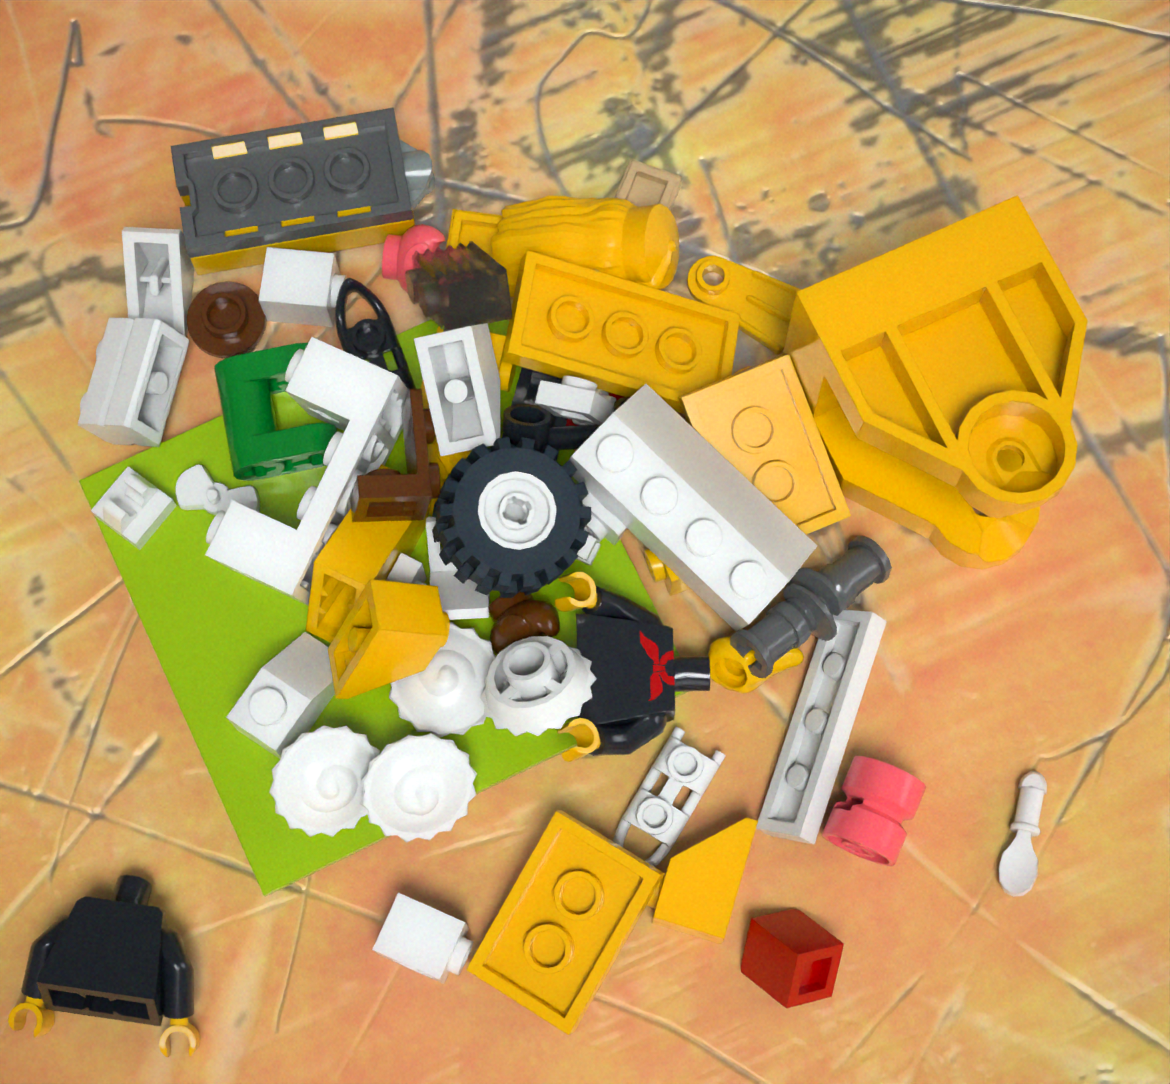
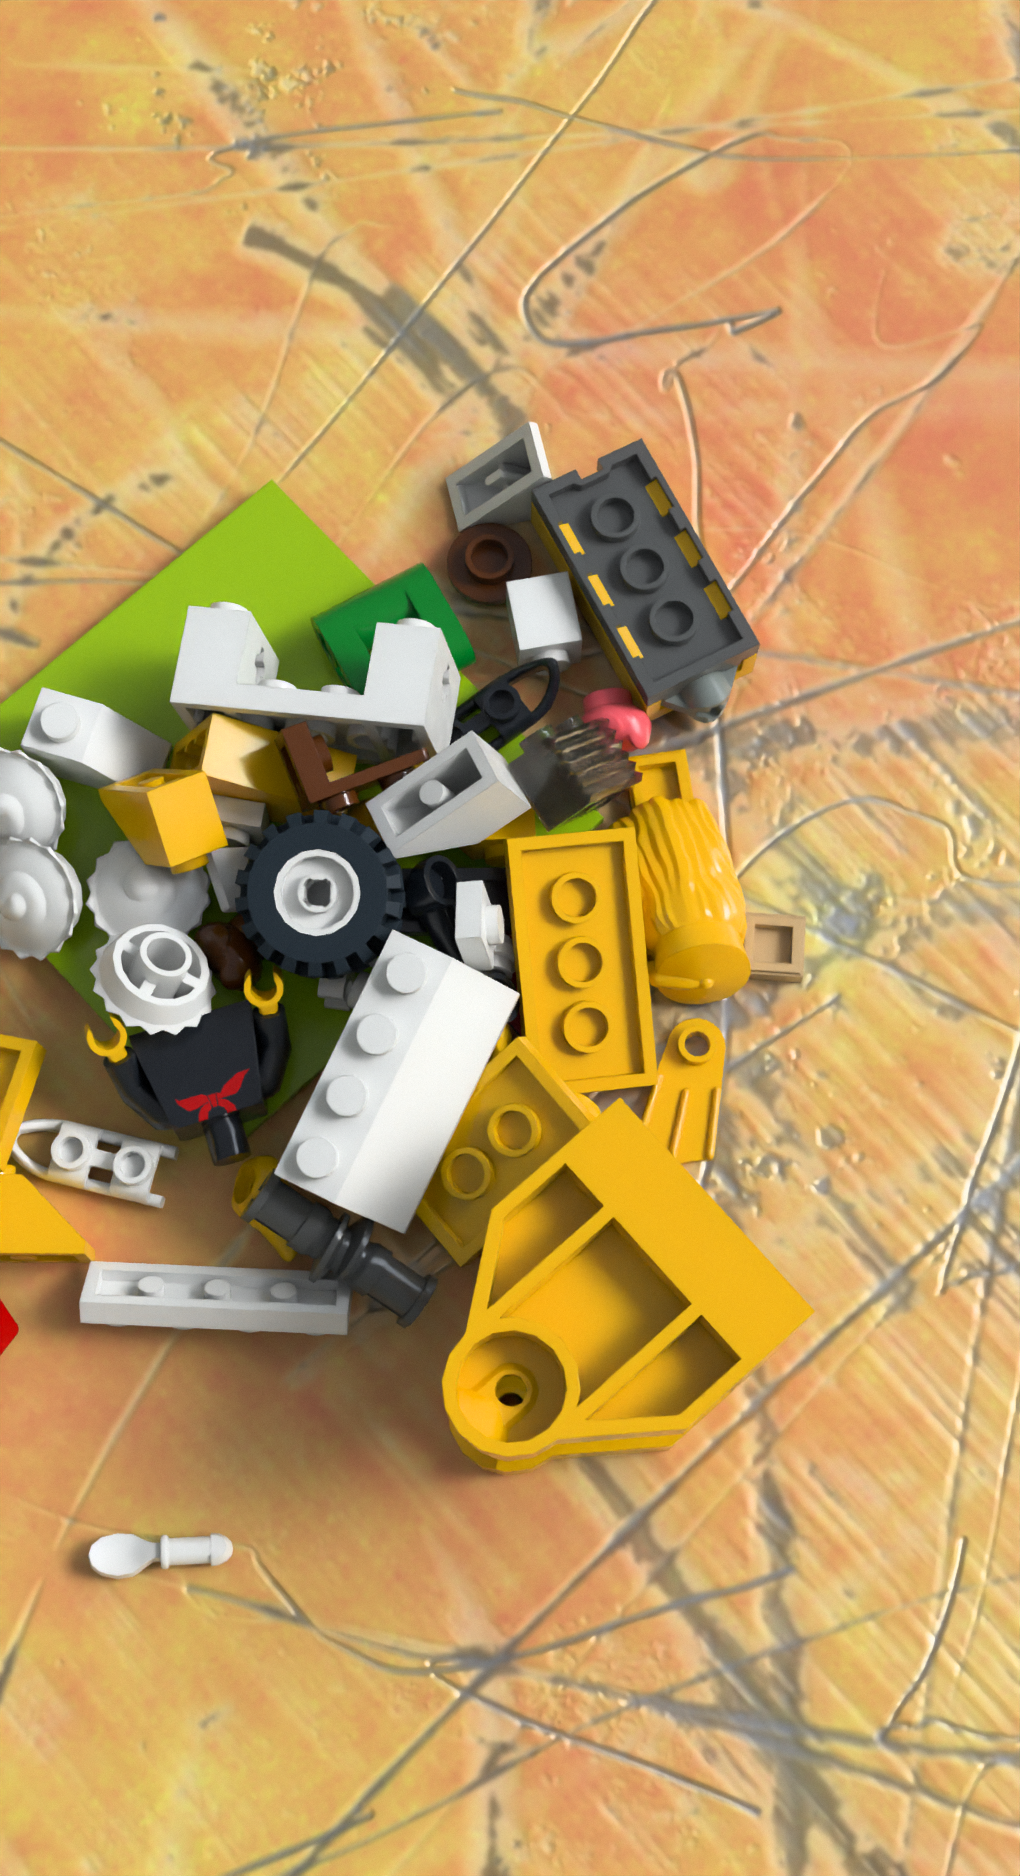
camera: 70 degrees right, 0 degrees up
(133, 381) = (385, 494): white brick -> none
(133, 508) = (254, 538): white tile -> none
(198, 492) = (289, 594): white piece -> none
(874, 810) = (133, 1377): coral wheel -> none

